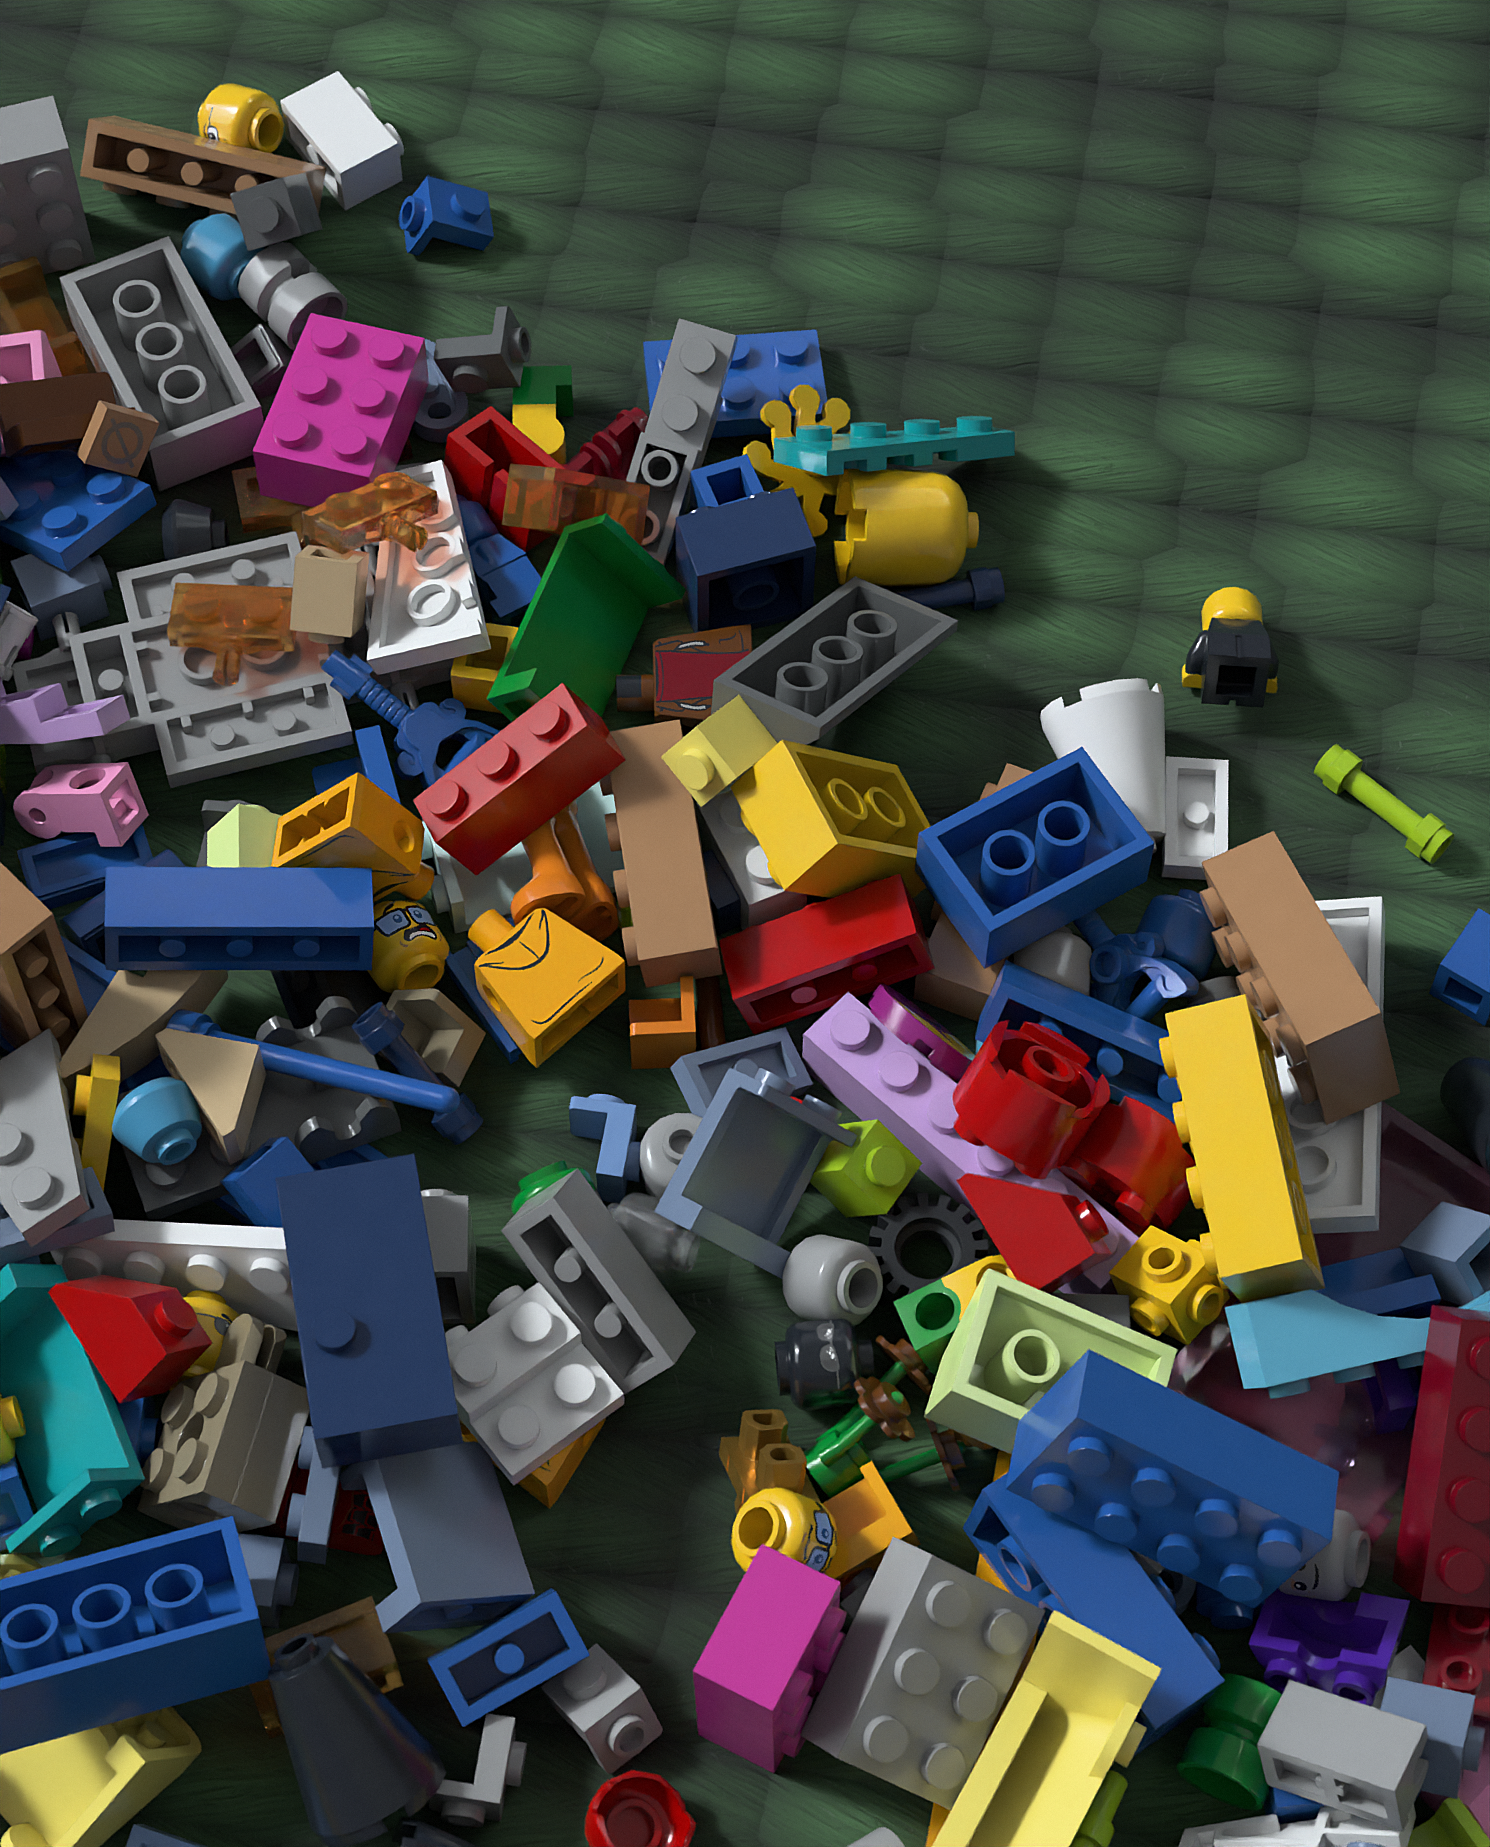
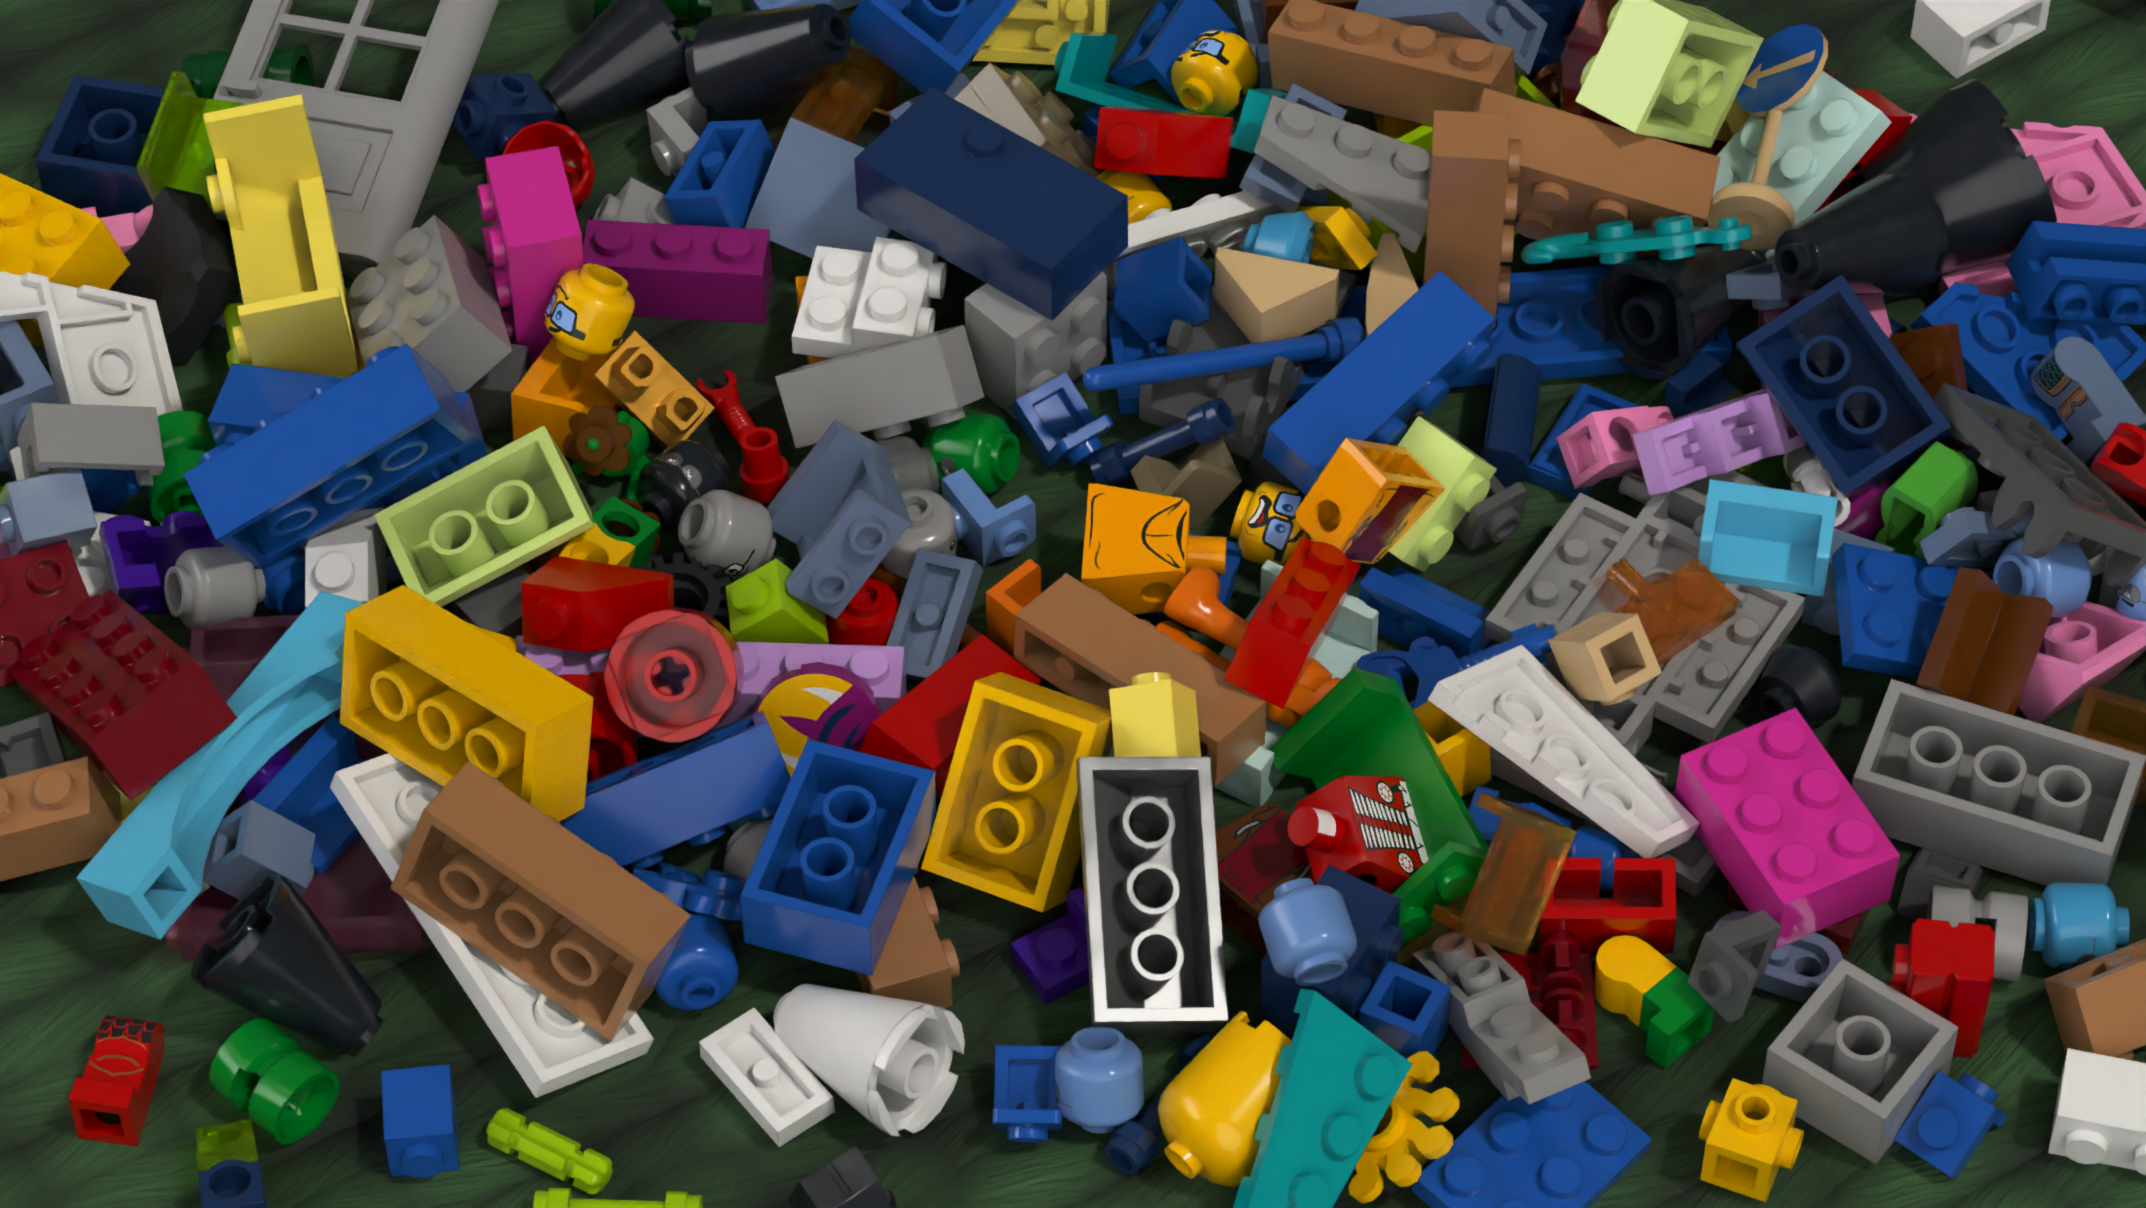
camera: 140 degrees right, 10 degrees down
(99, 608) = (1767, 537): none -> medium azure panel
(117, 438) = (1914, 649): medium nougat tile -> none
(276, 211) = (2052, 937): dark grey brick -> none
(367, 258) = (1948, 974): none -> red brick
(373, 514) = (1639, 730): clear orange plate -> none
(466, 264) = (1859, 1059): none -> light grey brick
(466, 1164) = (1060, 422): none -> blue bracket
(591, 281) = (1749, 1139): none -> yellow brick
(622, 1603) = (687, 268): none -> magenta brick
(645, 611) = (1362, 829): none -> red torso
(723, 1377) = (763, 468): none -> red brick
(780, 505) = (1308, 932): none -> medium blue head
(907, 748) = (1056, 954): none -> dark purple bracket
(967, 602) = (1099, 1079): none -> medium blue head
(1027, 661) = (1026, 1093): none -> blue bracket
(1396, 887) = (549, 1151): none -> lime axle

